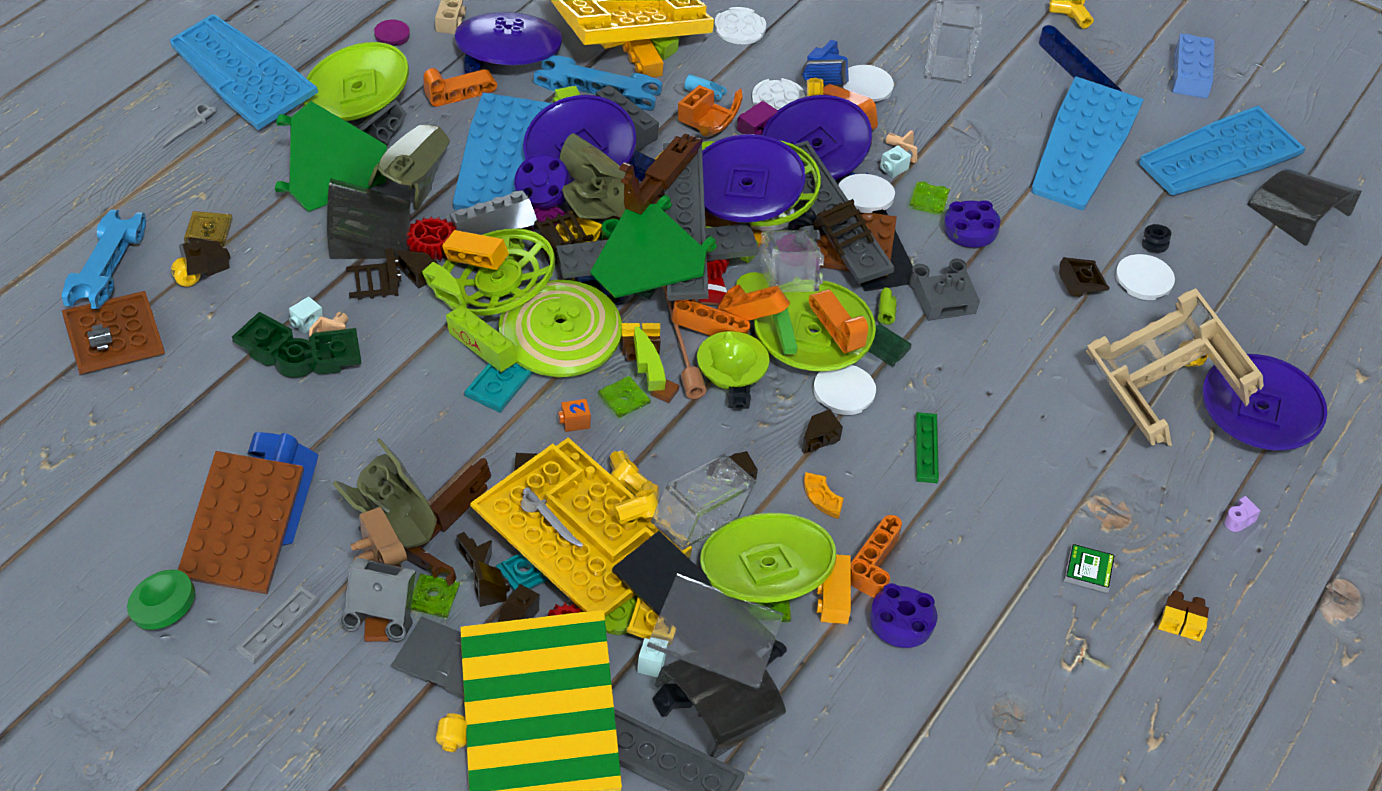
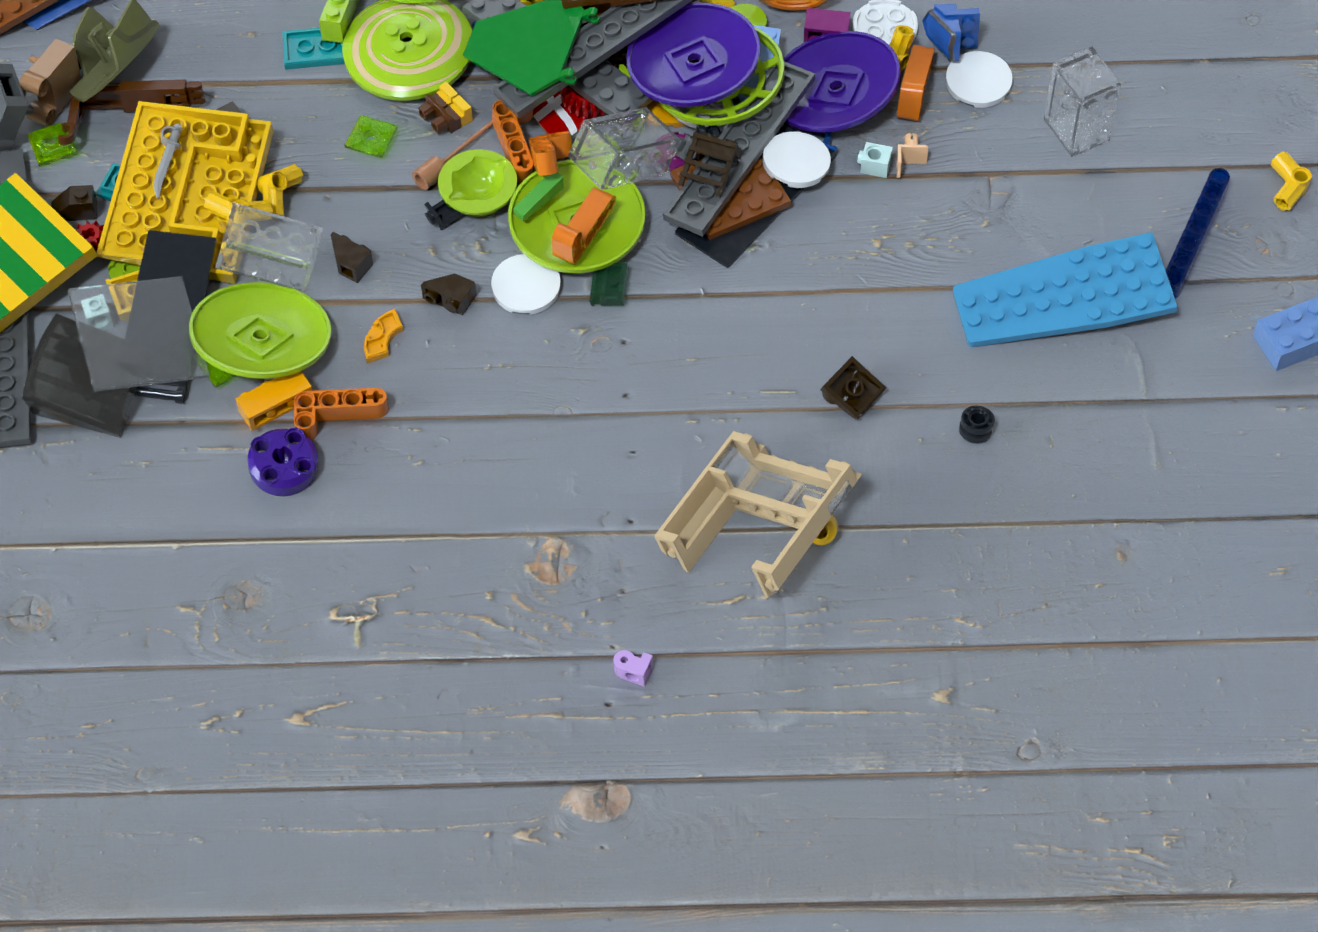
camera: 60 degrees right, 10 degrees up
(472, 552) = (111, 143): dark brown slope -> none
(489, 584) = (81, 165): dark brown slope -> none
(575, 415) = (317, 116): orange brick -> none
(648, 361) = (414, 123): lime slope -> none
(668, 394) = (407, 160): dark orange tile -> none
(887, 307) = (659, 260): lime hinge -> none
(926, 448) = (508, 381): green tile -> none
(937, 195) = (852, 204): clear neon green piece -> none
(945, 294) = (720, 294): dark grey piece -> none
(972, 223) = (844, 264): dark purple piece -> none
(1089, 568) = (463, 576): tile -> none
(1145, 276) = (911, 442): white tile -> none
(1179, 611) = (456, 673): yellow hips -> none
(1221, 152) = (1186, 420): dark azure wing -> none
(1291, 401) = (825, 593): dark purple dish -> none
(1299, 201) = (1169, 516): clear smoke windscreen -> none

